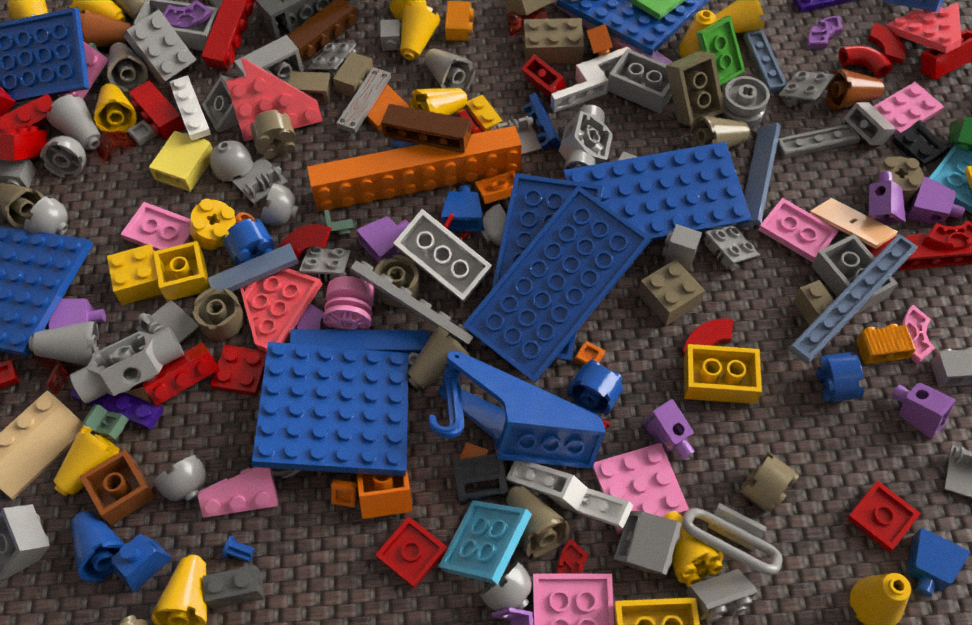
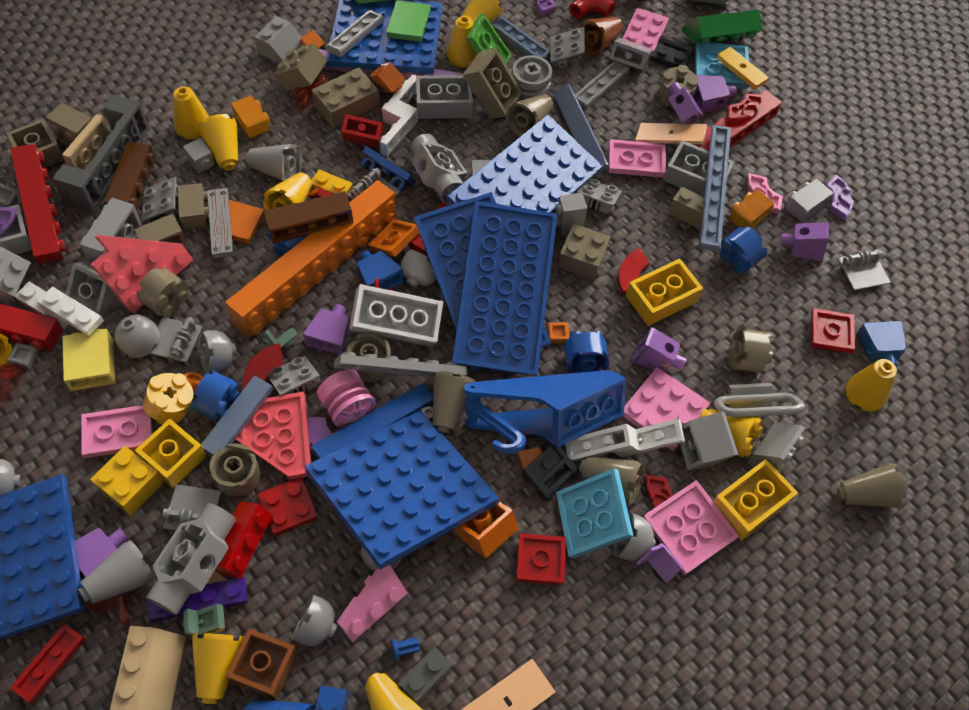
camera: 40 degrees left, 0 degrees up
(344, 493) = (456, 548): orange tile -> none

